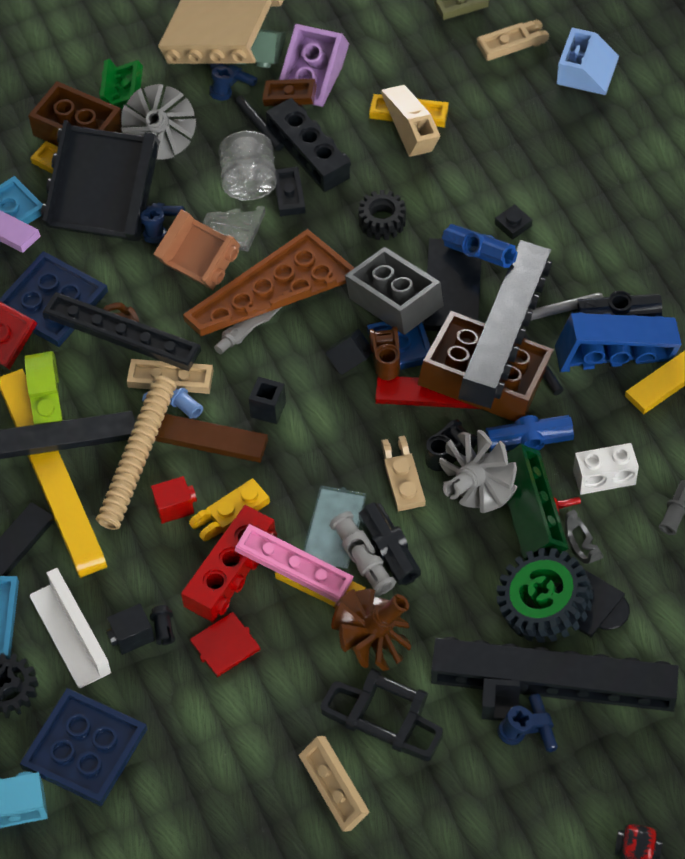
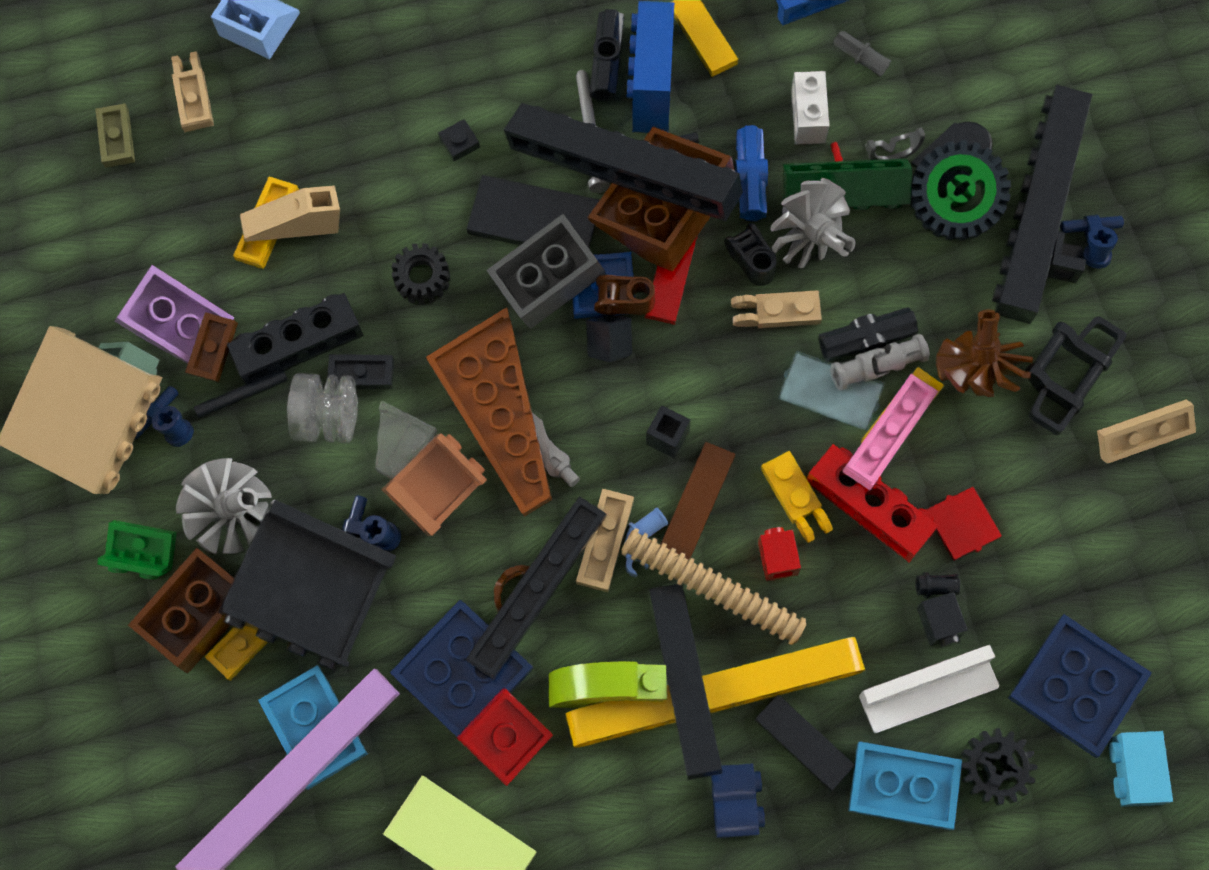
camera: 80 degrees left, 15 degrees up
(479, 245) = (494, 184): blue piece -> none

